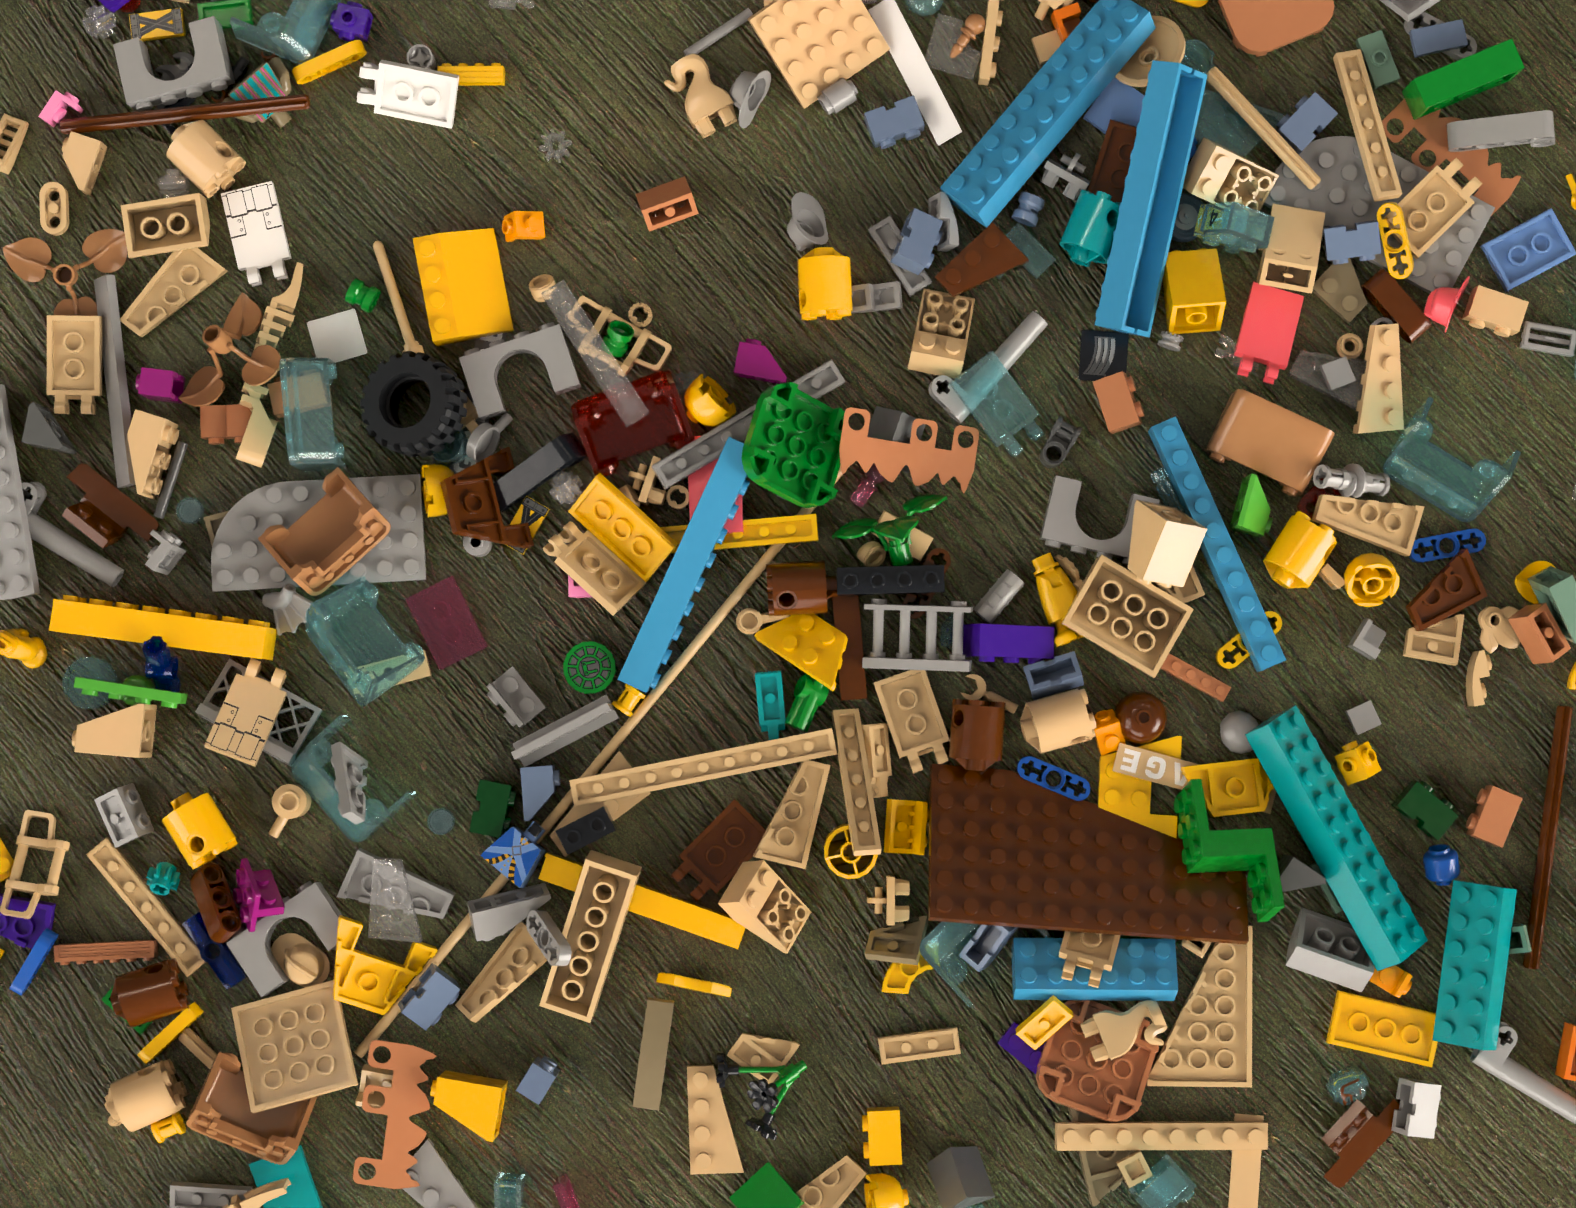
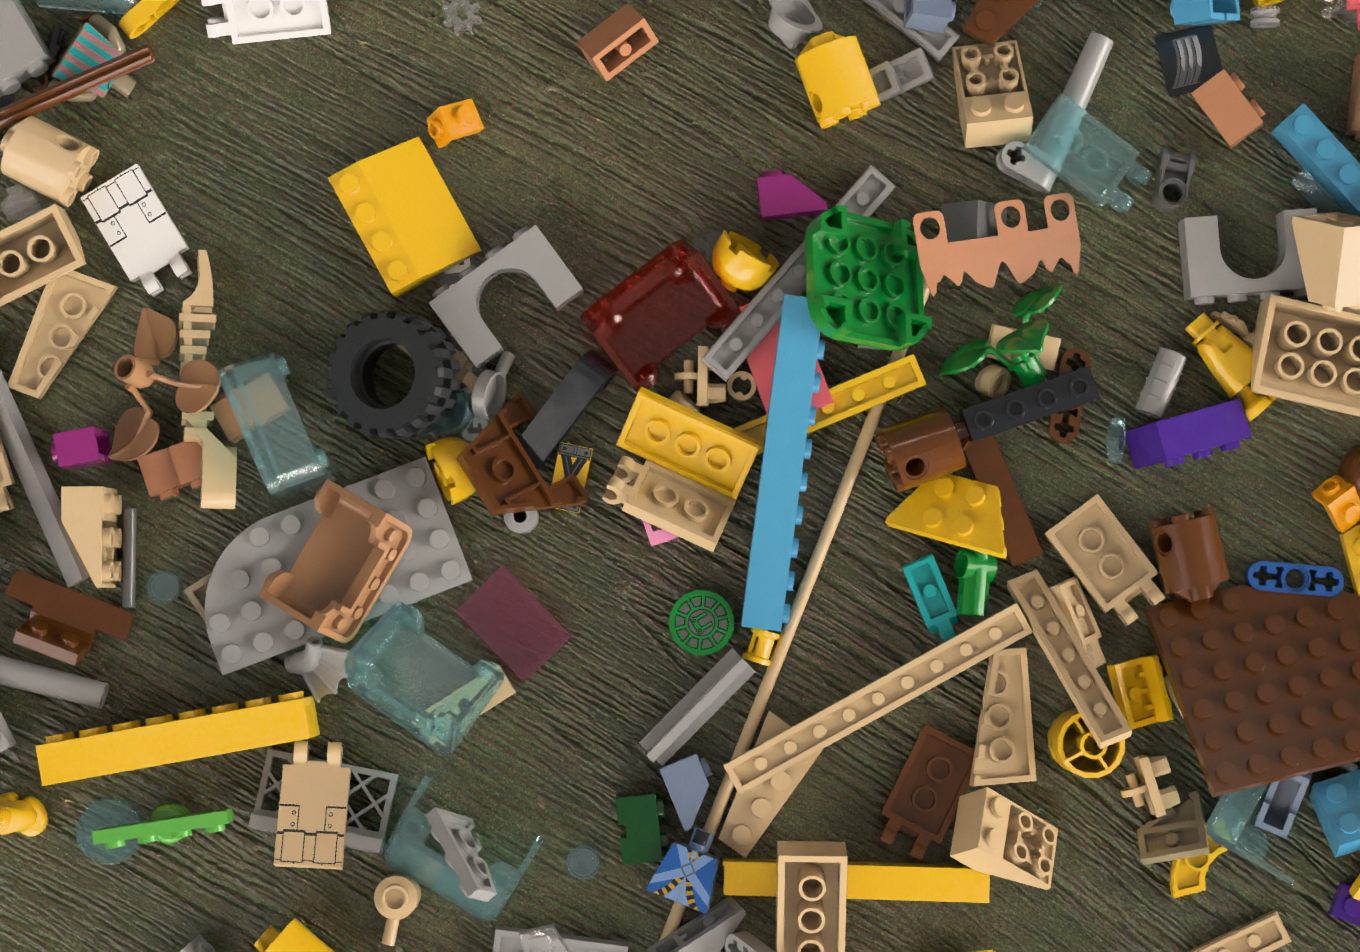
camera: 20 degrees left, 0 degrees up
(119, 733) = (166, 883): tan slope -> none
(161, 664) = (190, 783): clear blue piece -> none
(167, 554) = (154, 650): light grey bracket -> none
(337, 336) = (274, 323): white sticker -> none
(362, 295) = (289, 265): green wheel -> none
(410, 343) = (363, 303): tan piece -> none
(515, 697) = (625, 686): light grey bracket -> none
(539, 285) = (501, 188): tan tile -> none
(566, 487) = (605, 417): clear gear -> none
(586, 830) = (763, 818): black brick -> none
(595, 353) = (590, 246): clear plate -> none
(618, 336) = (609, 222): green wheel -> none
(641, 335) = (587, 198): tan bar -> none
(647, 310) = (633, 176): tan bush -> none
(751, 620) = (876, 505): tan plate -> none
(866, 486) = (962, 303): clear pink axle -> none
(930, 659) = (1106, 484): light grey fence -> none
(989, 695) = (1187, 505): tan piece -> none
(1053, 675) = (1258, 456): sand blue brick -> none
(1058, 721) = (1281, 508): tan cylinder -> none

